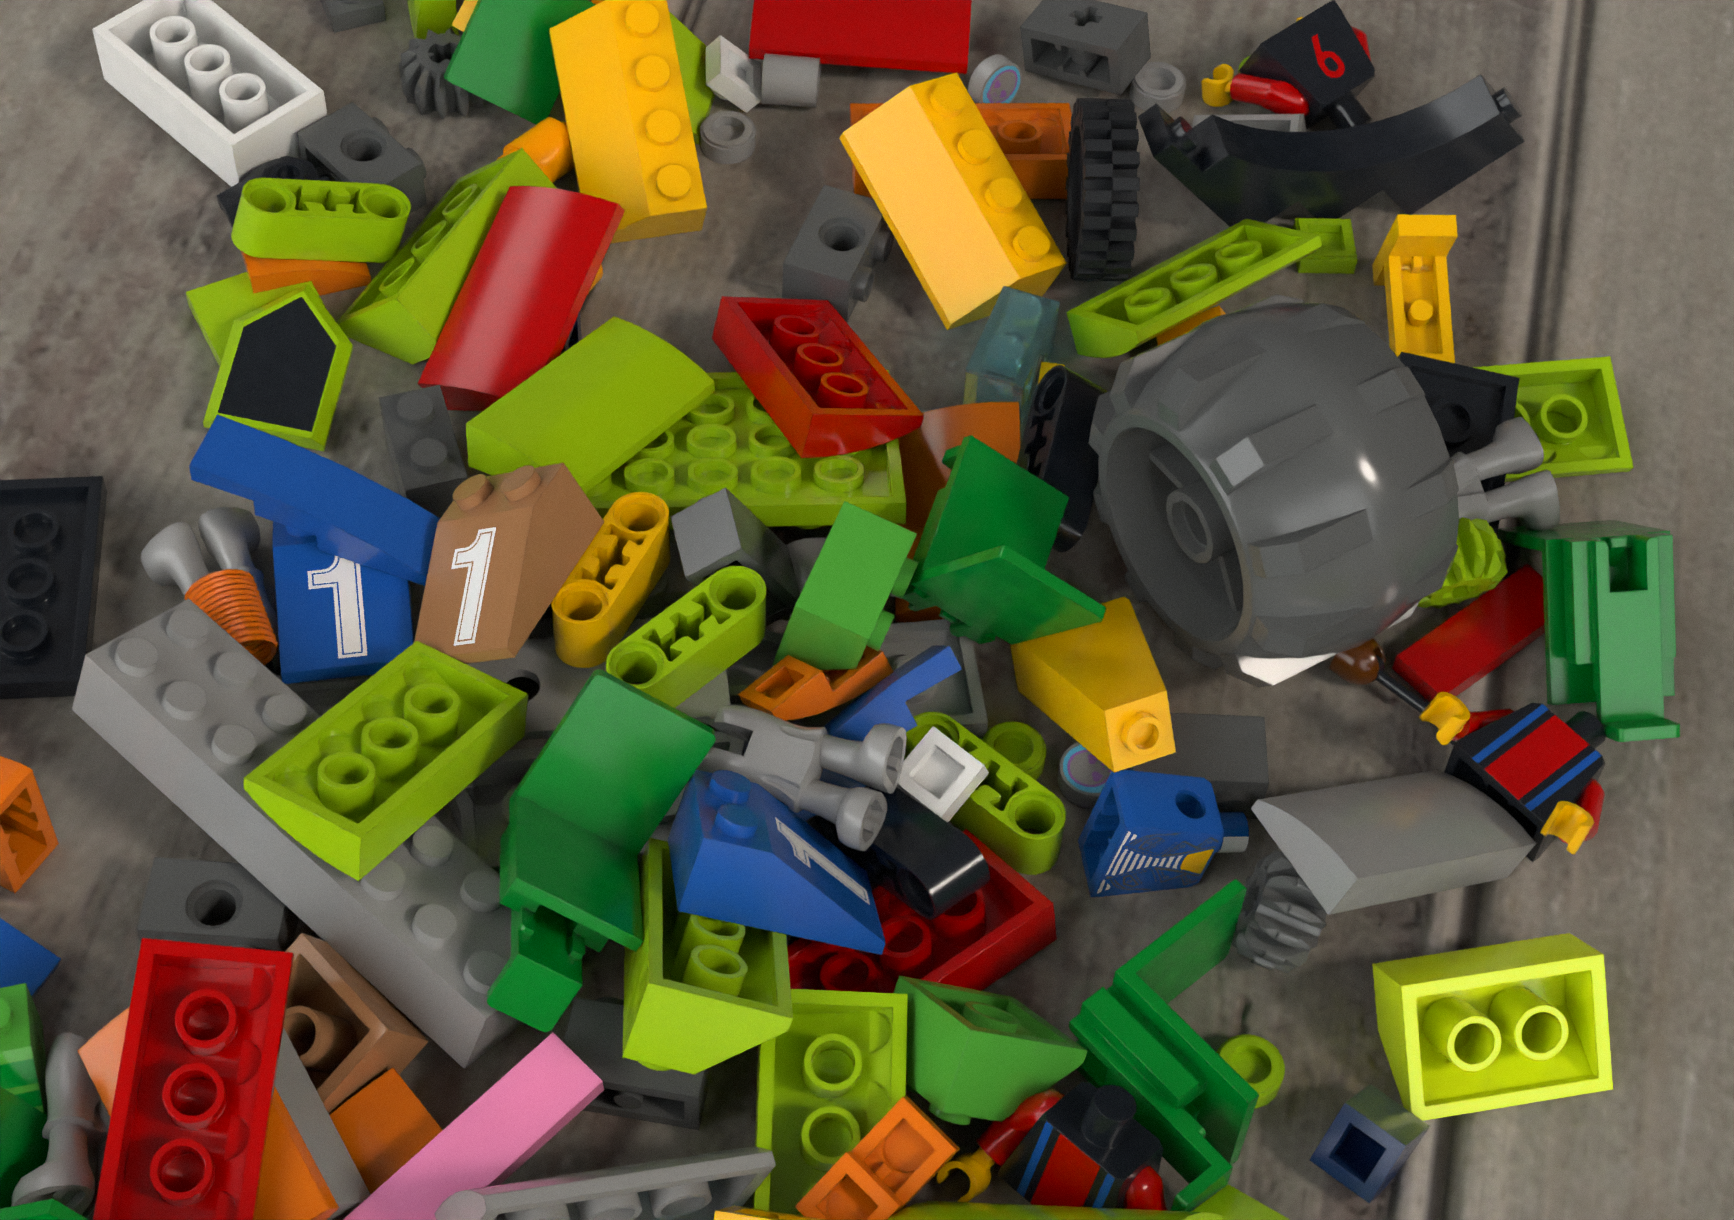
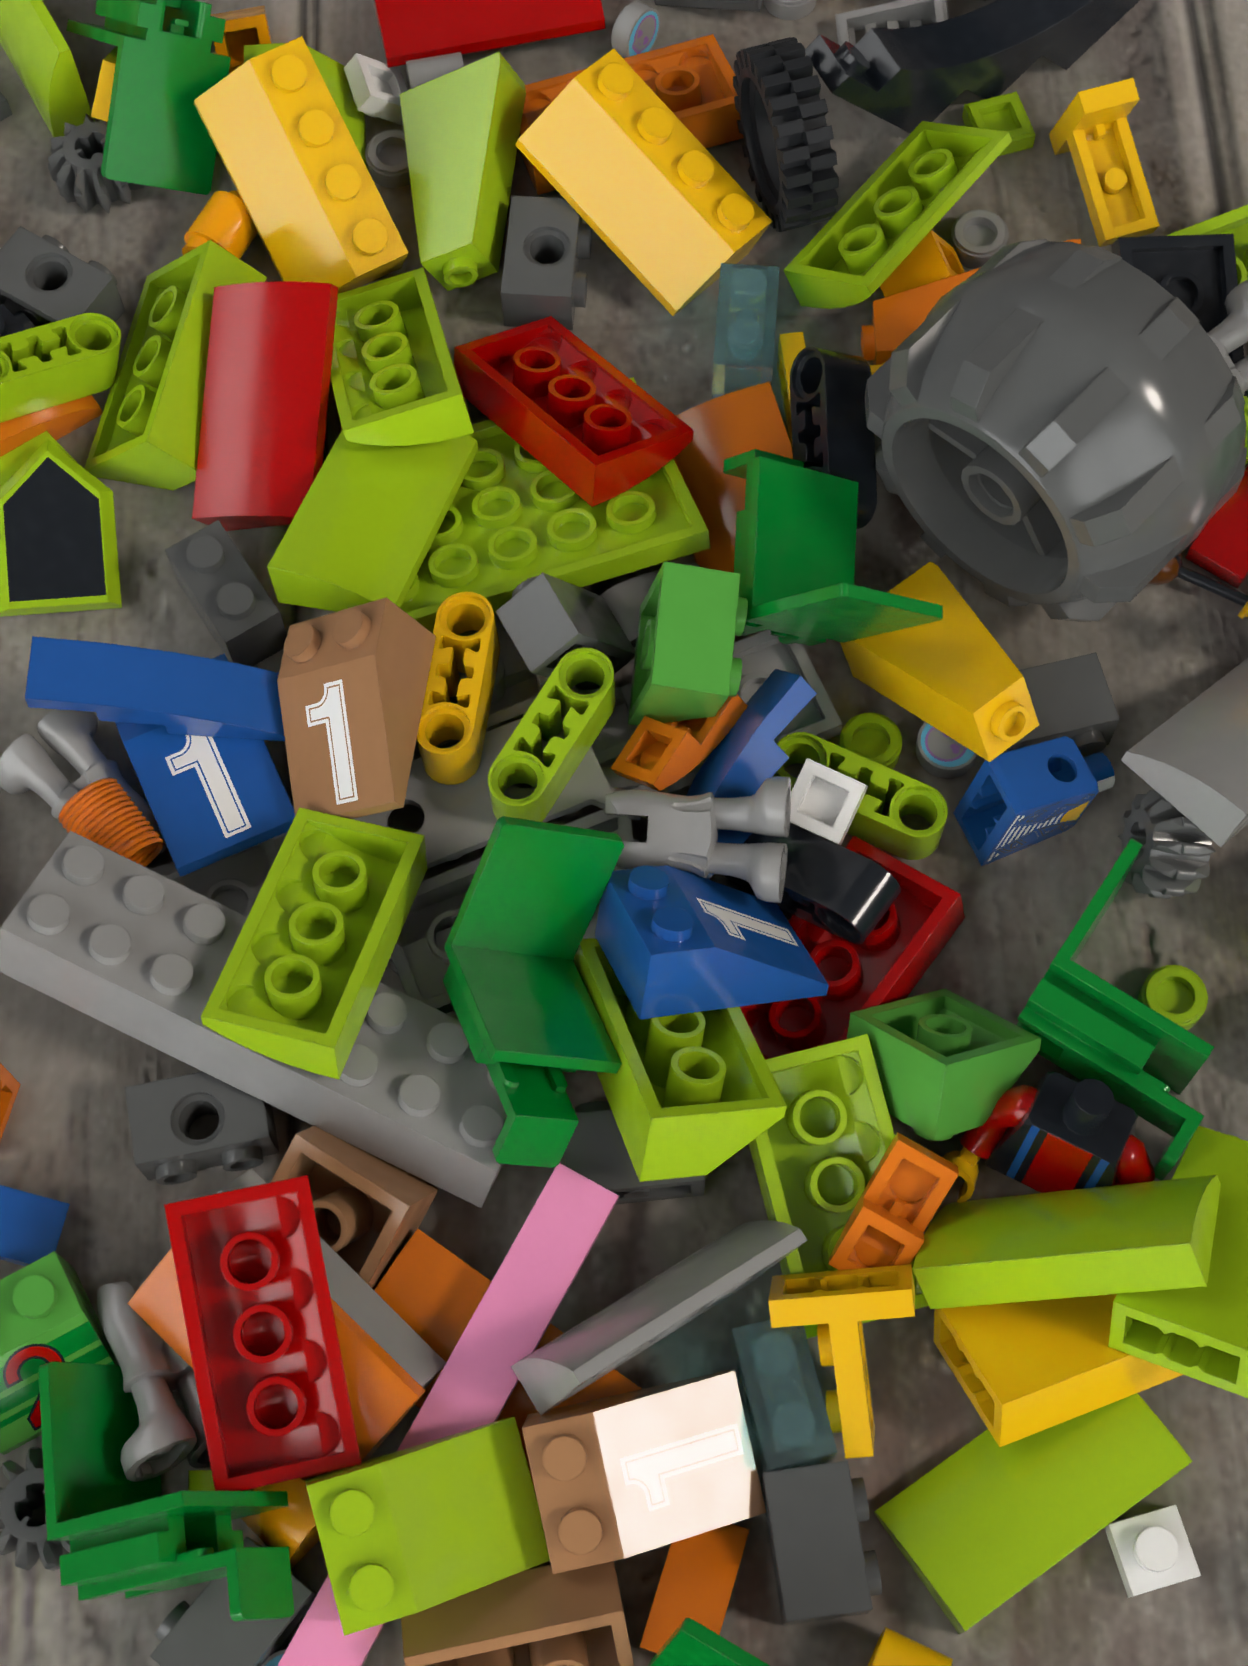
camera: 10 degrees left, 15 degrees up
(657, 296) = (395, 366): none -> lime slope
(786, 152) = (462, 166): none -> lime slope

